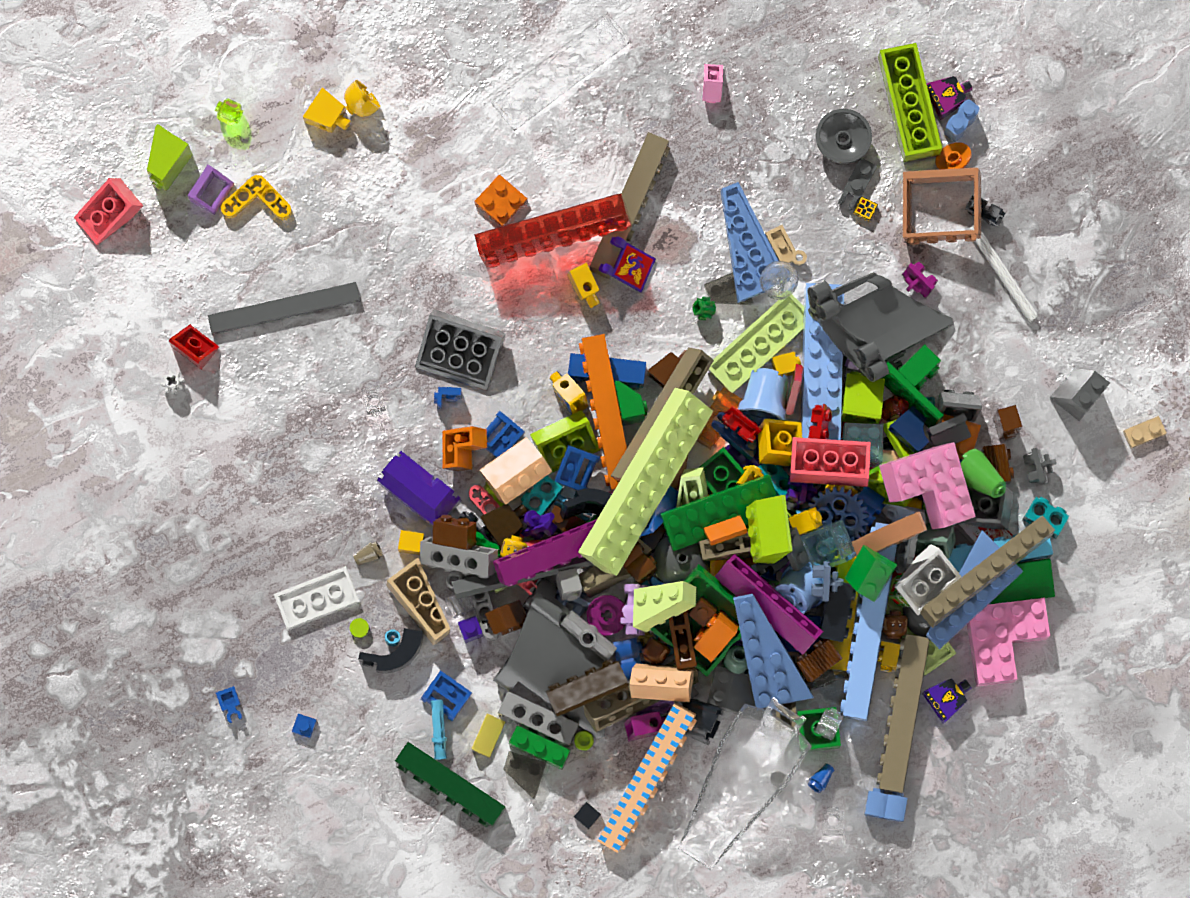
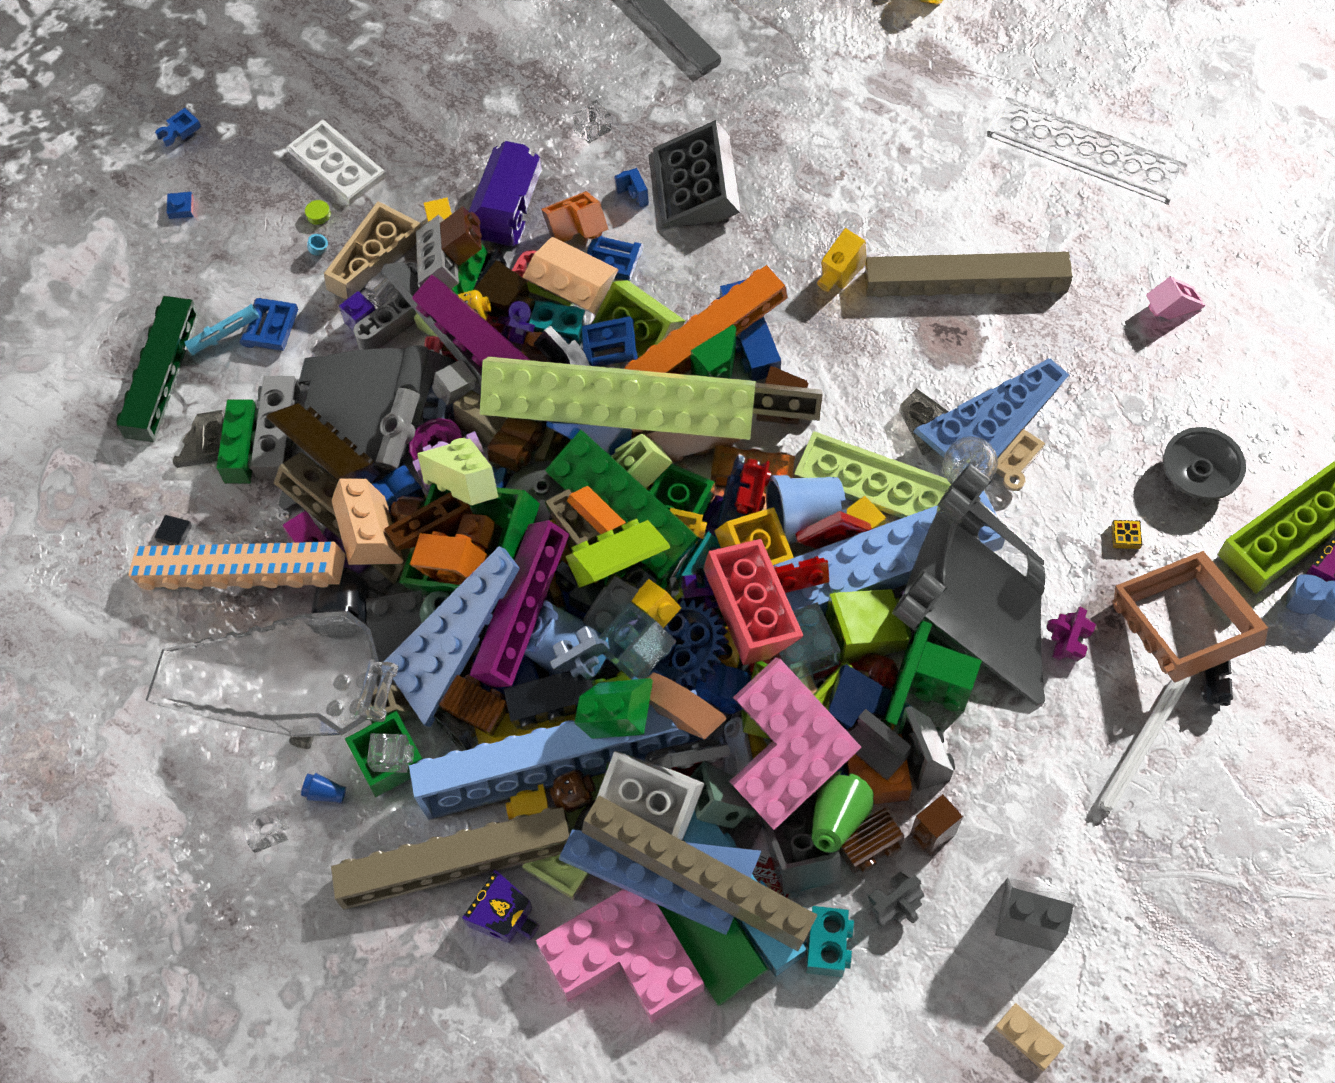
camera: 70 degrees right, 15 degrees down
(369, 553) = (410, 186): dark tan cone -> none
(400, 658) = (297, 261): black arch -> none
(488, 735) = (235, 383): light yellow slope -> none
(500, 200) = (896, 152): orange plate -> none
(506, 618) = (382, 332): reddish brown brick -> none
(553, 230) = (888, 198): clear red brick -> none
(569, 392) = (698, 291): yellow torso -> none
(583, 740) = (267, 491): lime tile -> none
(631, 265) = (893, 303): flag -> none
(704, 308) = (886, 400): green gear -> none
(858, 182) = (1155, 511): dark grey hinge -> none
(886, 806) = (312, 890): medium blue brick -> none
(954, 156) = (1268, 608): orange dish -> none

